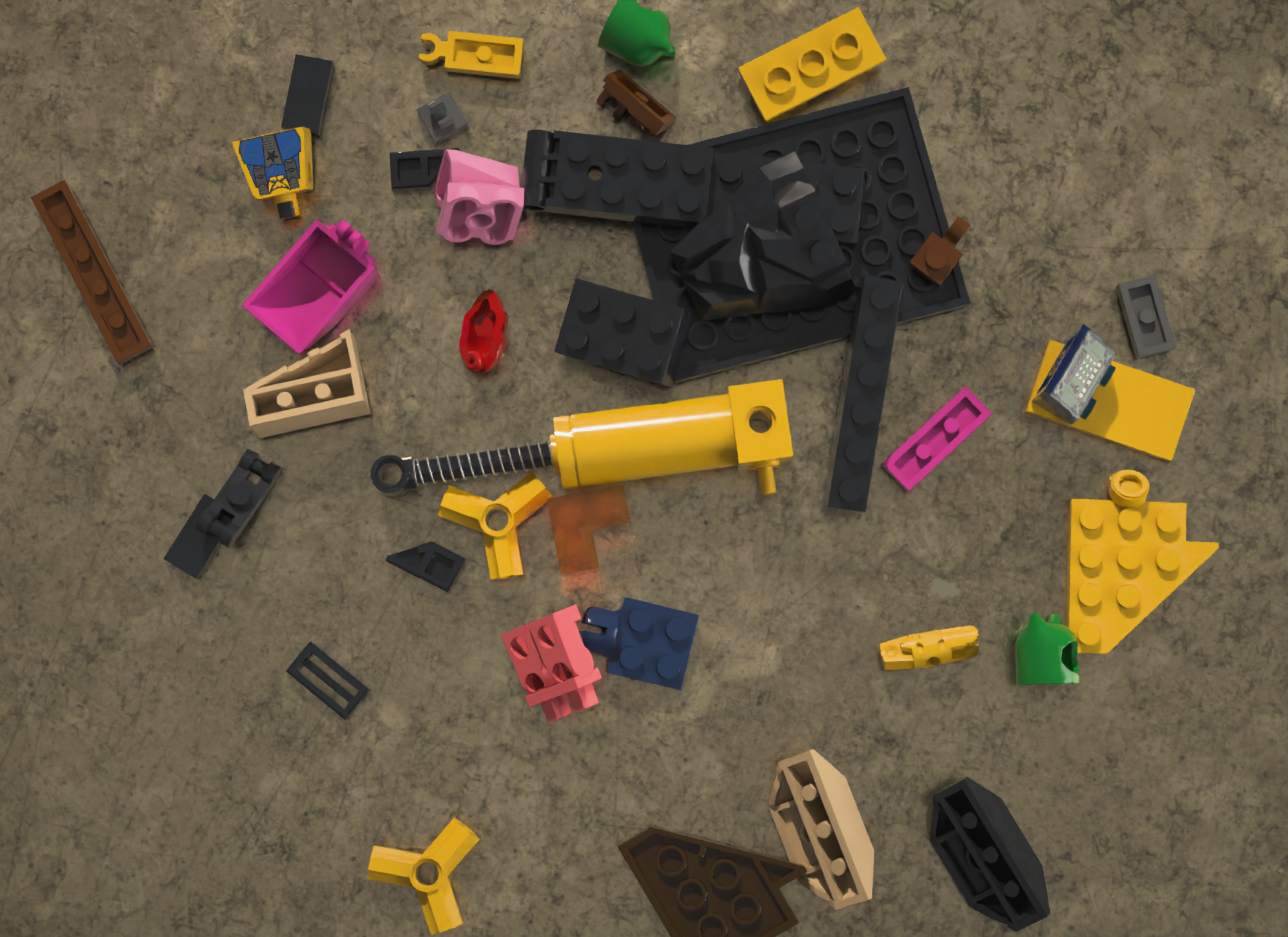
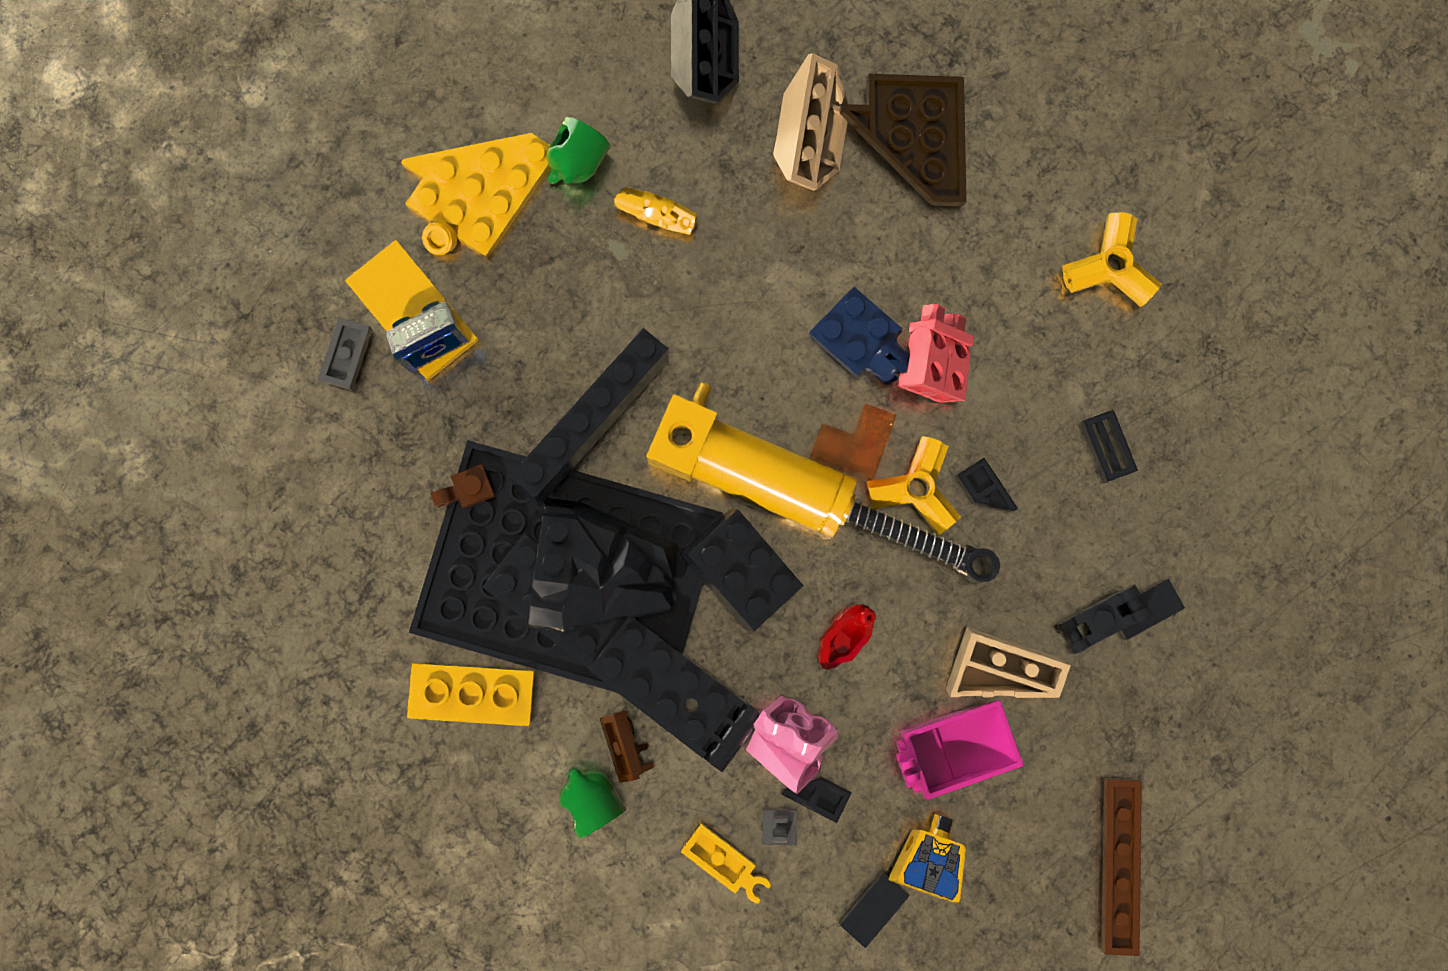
camera: 150 degrees left, 0 degrees up
(936, 439) = (556, 356): dark pink plate -> none

